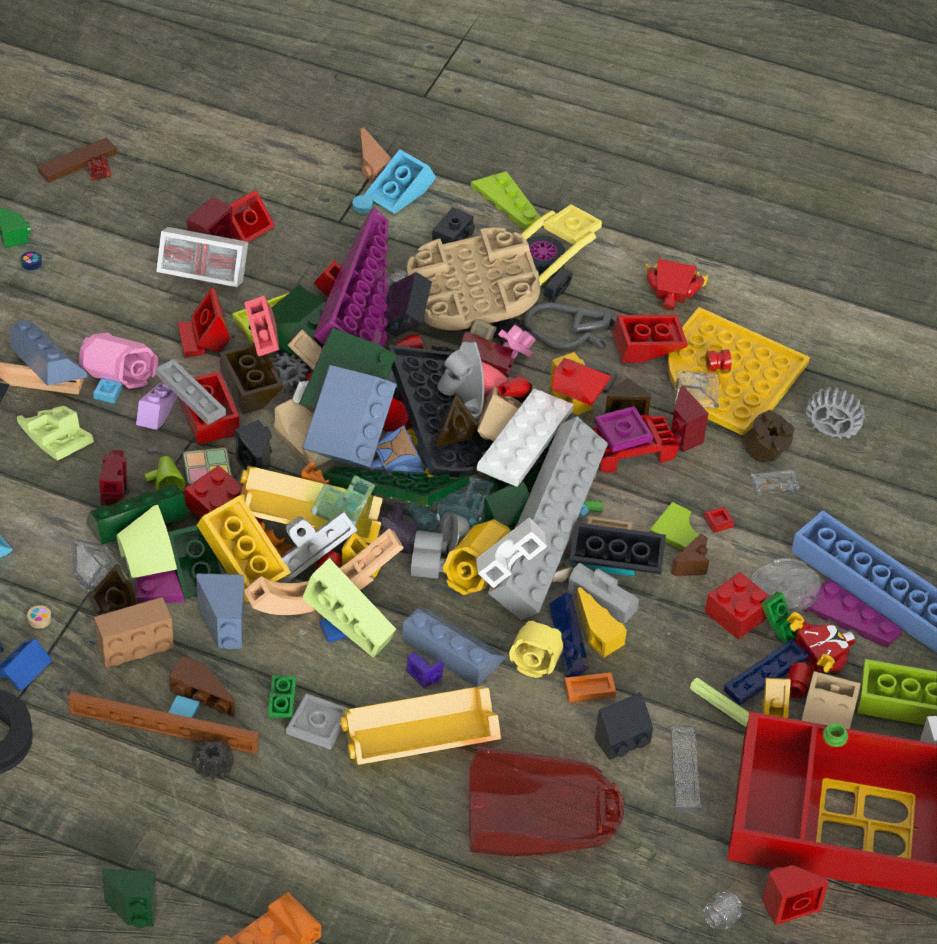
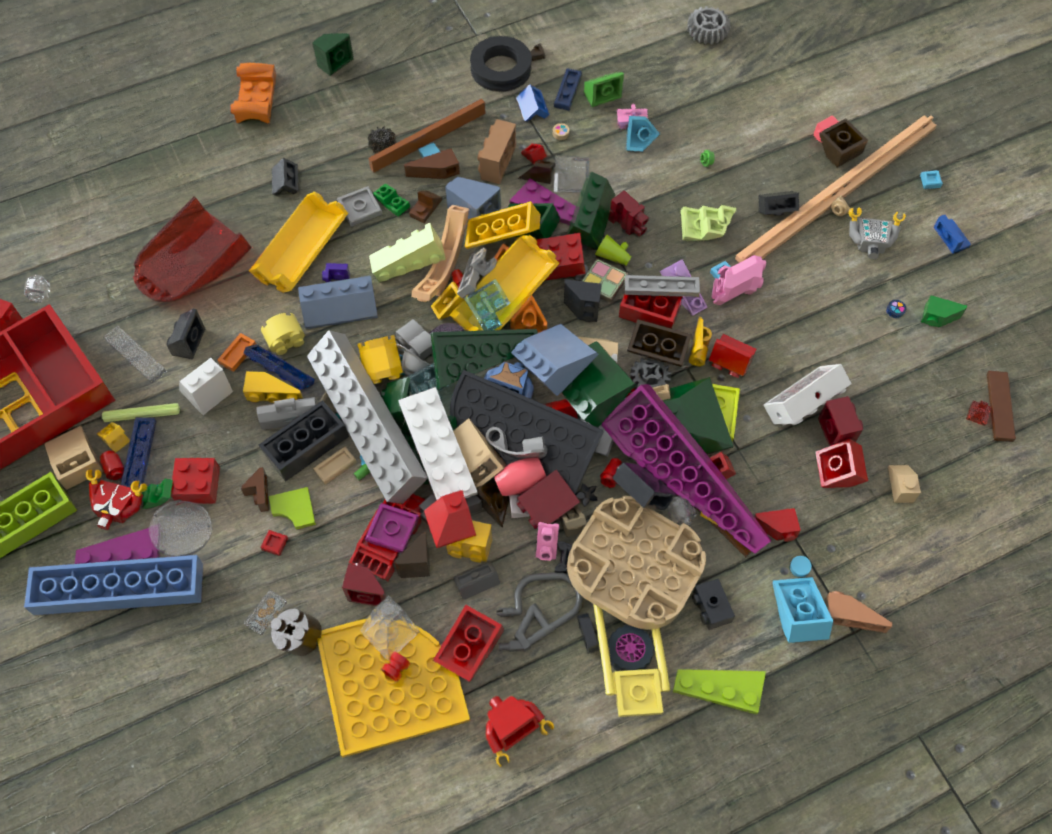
camera: 135 degrees right, 15 degrees up
(43, 354) = (777, 245): sand blue slope -> none
(87, 621) = (534, 153): none -> red slope
(146, 545) = (555, 190): yellowish green slope -> none
(208, 357) = (700, 344): none -> yellow panel
(221, 177) = (904, 483): none -> tan slope
(258, 664) = (425, 205): none -> reddish brown slope
(262, 325) = (689, 366): coral slope -> none
(339, 227) = (780, 524): none -> red slope
(354, 813) = (285, 177): none -> black panel
(456, 424) = (488, 409): dark brown slope -> none
(514, 387) = (489, 477): red cone -> none
(524, 540) = (344, 342): white arch -> none
(655, 663) = (205, 386): none -> white slope
(833, 730) = (28, 403): bright green plate -> none
(835, 413) = (266, 705): light grey gear -> none

